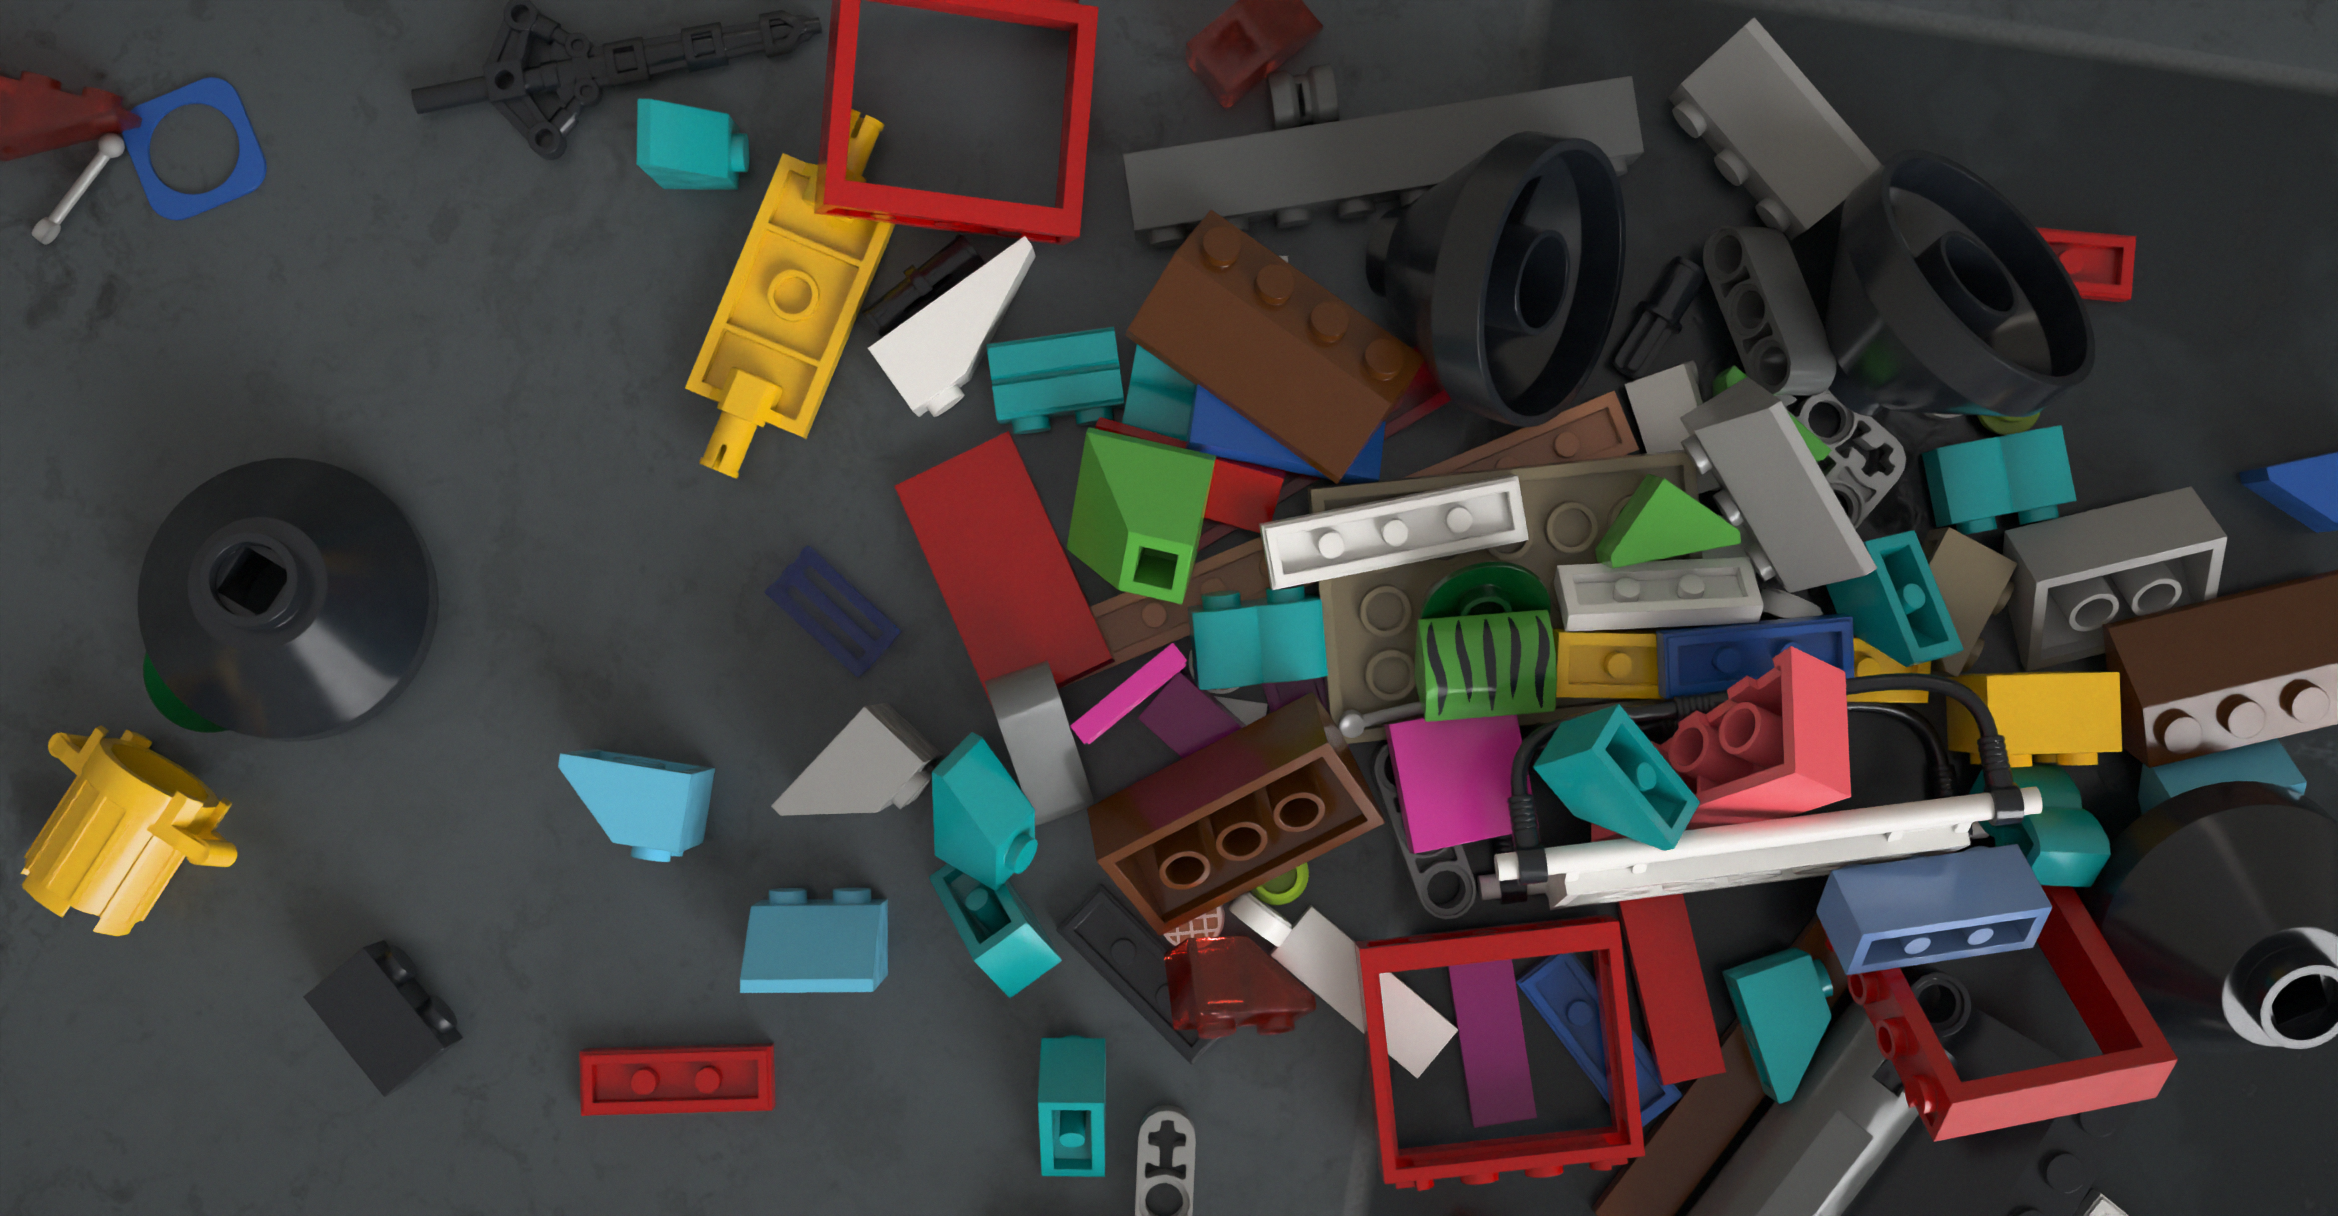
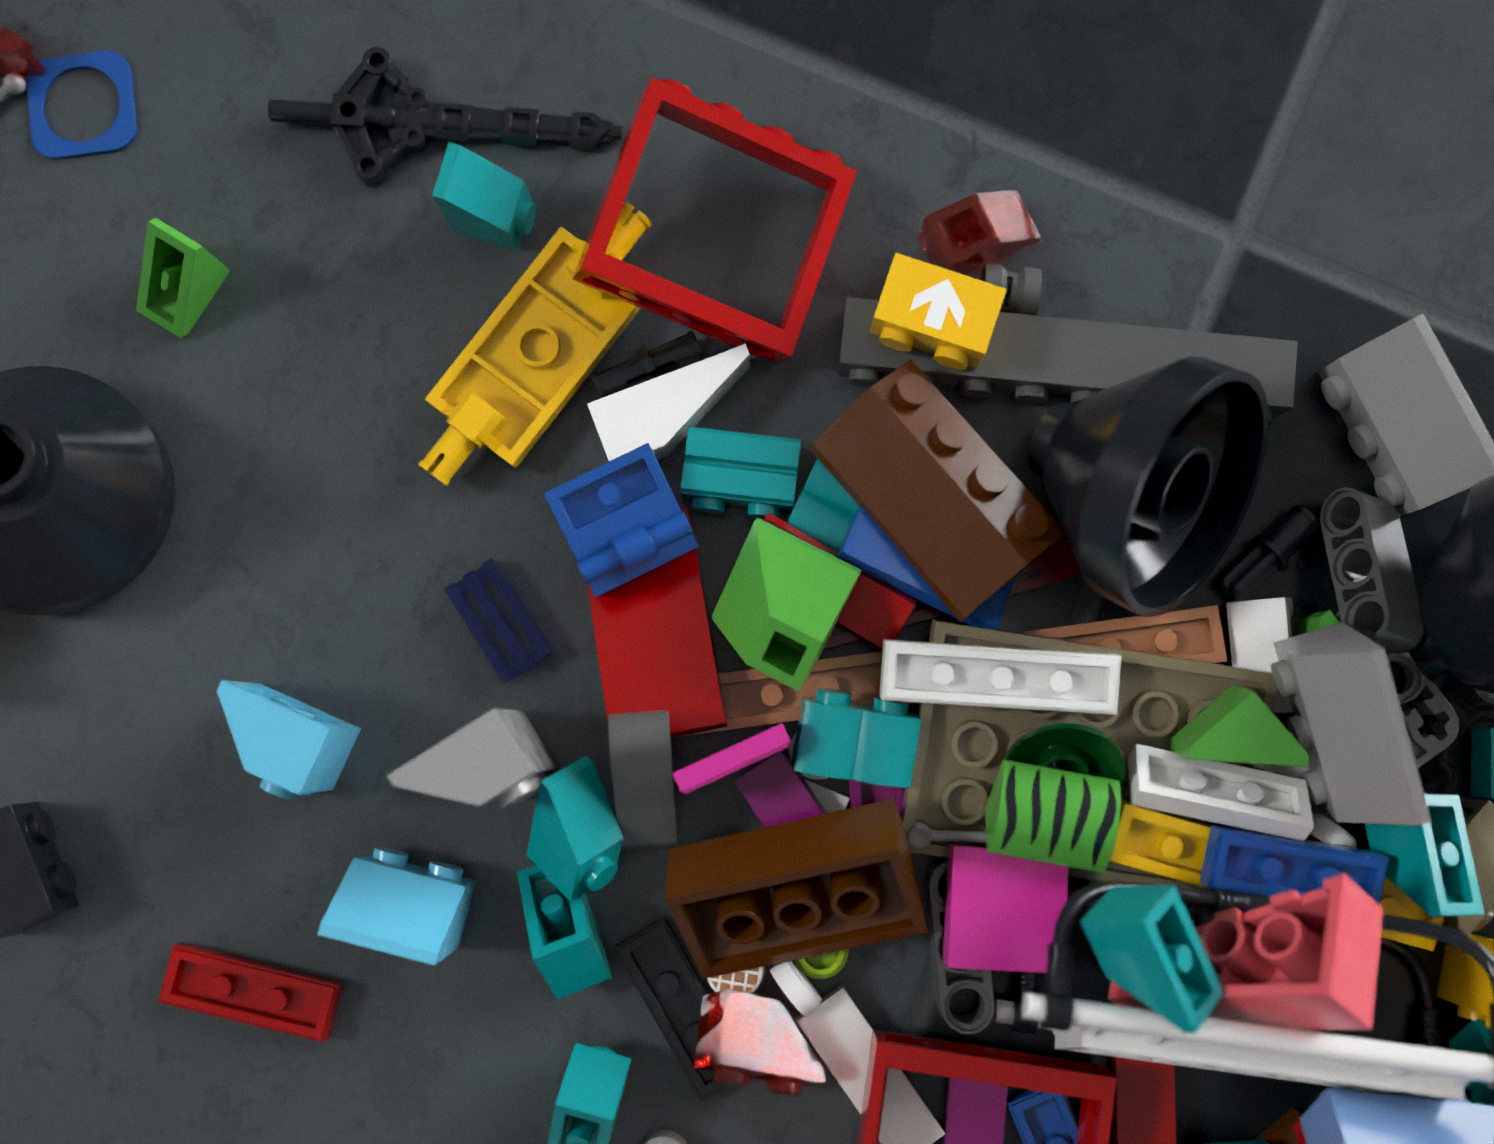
camera: 20 degrees right, 5 degrees down
(367, 325) = (176, 279): none -> bright green slope
(940, 467) = (621, 519): none -> blue plate
(1226, 150) = (936, 312): none -> yellow brick

